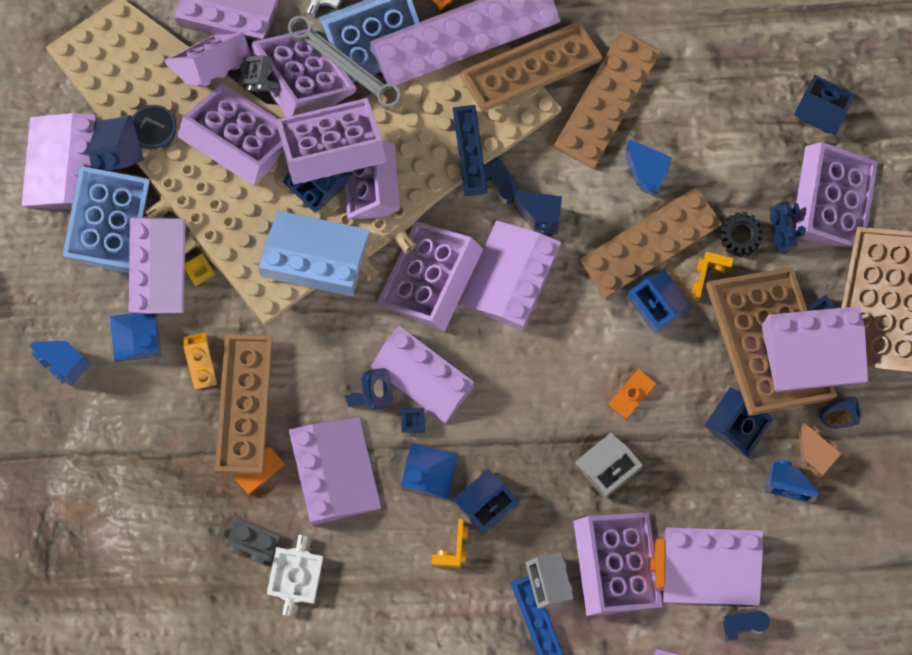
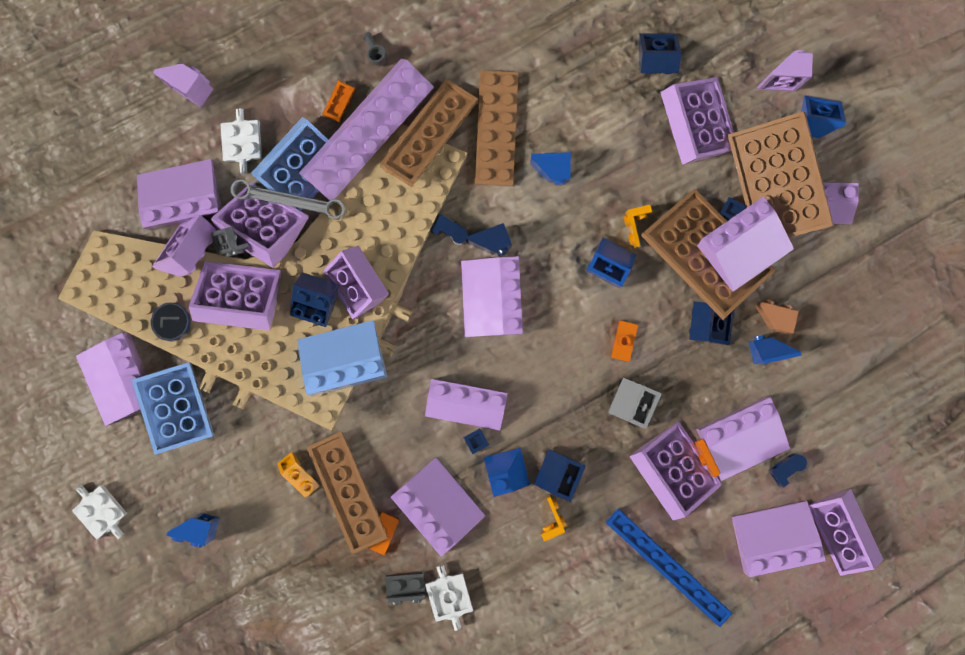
camera: 30 degrees left, 10 degrees up
(114, 144) = (149, 350): dark blue slope -> none
(135, 336) = (241, 480): blue slope -> none
(156, 265) = (228, 424): lavender slope -> none
(199, 269) = (262, 408): yellow plate -> none
(331, 141) = (310, 271): lavender slope -> none
(368, 396) = (430, 432): dark blue piece -> none
(431, 276) = (436, 327): lavender slope -> none
(470, 150) = (416, 220): dark blue tile -> none
(549, 580) = (634, 509): light grey brick -> none
(650, 243) = (582, 221): medium nougat plate -> none
(746, 221) = (650, 171): black tyre -> none
(784, 230) = (674, 162): dark blue plate -> none
(841, 413) = (782, 280): dark blue rock -> none

